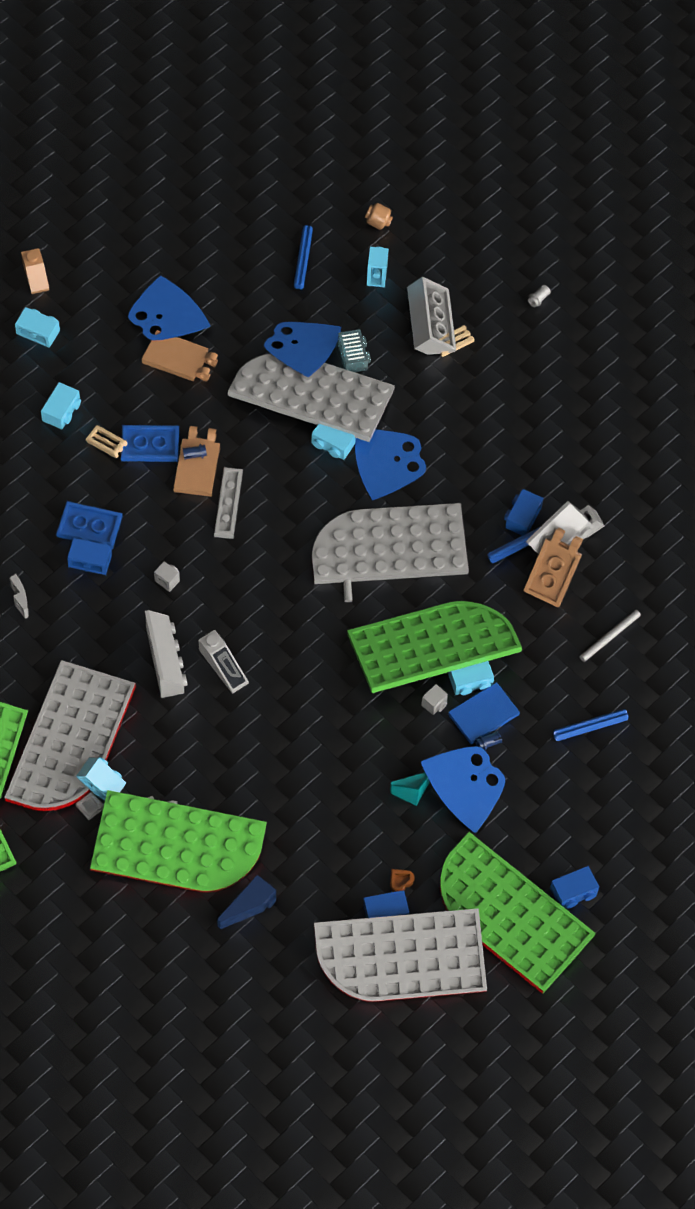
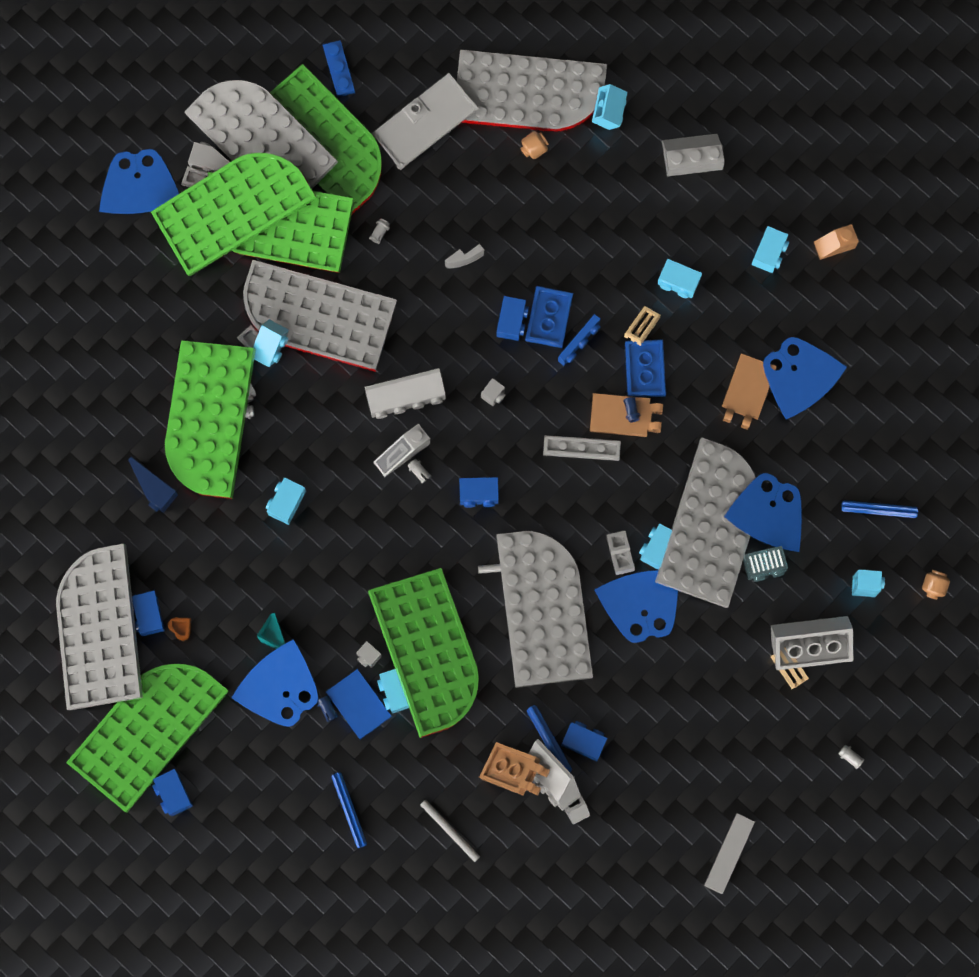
camera: 90 degrees right, 15 degrees up
(117, 496) = (580, 340): none -> blue plate
(244, 648) = (418, 470): none -> light grey pin
(269, 593) = (478, 491): none -> blue brick
(271, 772) = (285, 501): none -> medium azure brick
(336, 475) = (620, 552): none -> light grey slope
(630, 400) = (729, 853): none -> light grey tile

